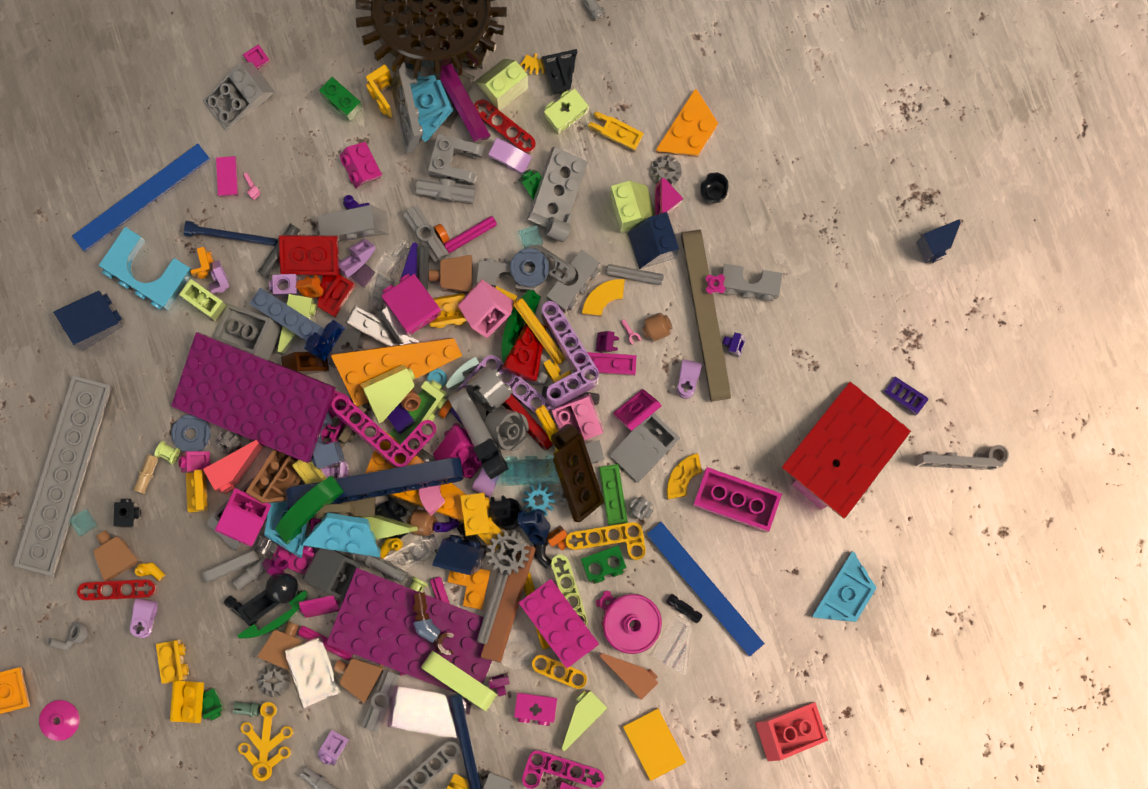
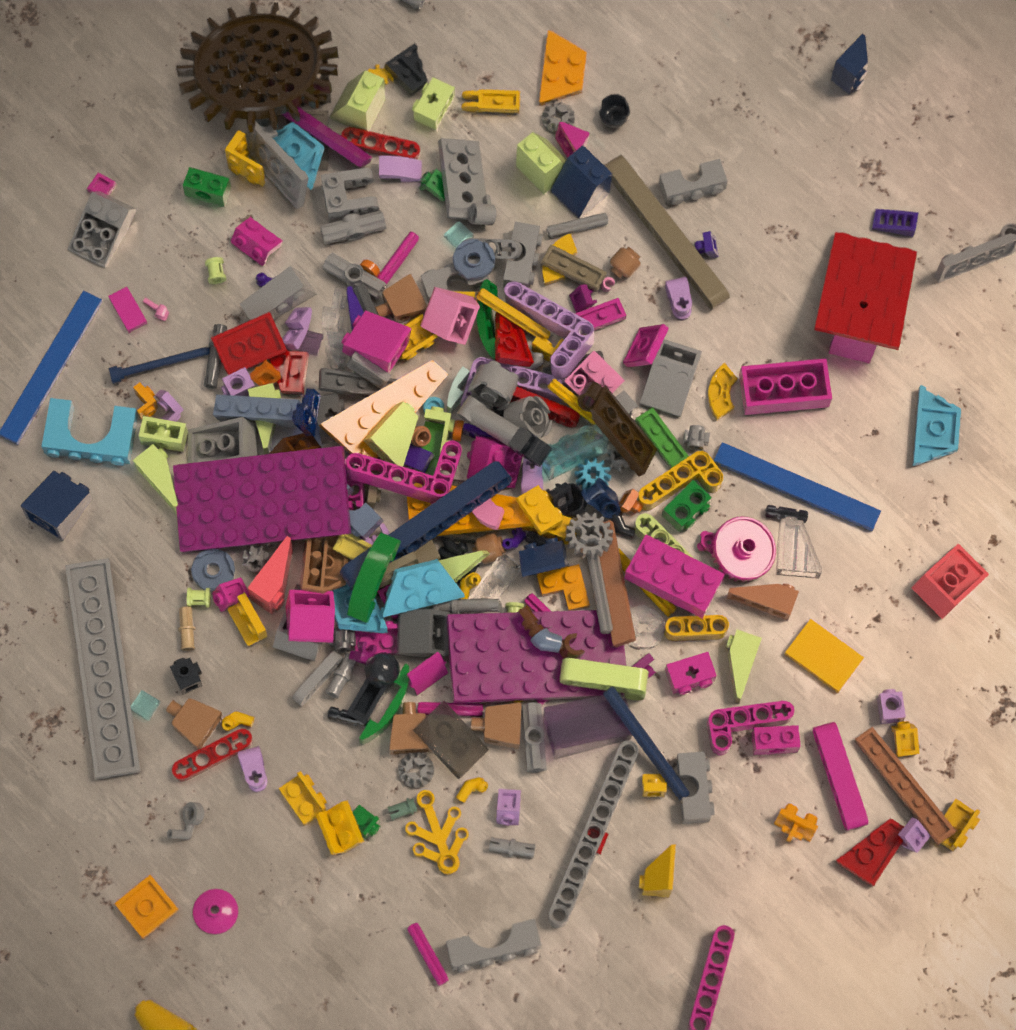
camera: 25 degrees left, 10 degrees down
(183, 327) = (155, 469): none -> yellowish green slope
(314, 176) = (215, 270): none -> yellowish green bush
(316, 716) = (470, 786): none -> yellow arm
(611, 311) = (573, 268): none -> dark tan tile
(720, 286) = (662, 201): dark pink plate -> none

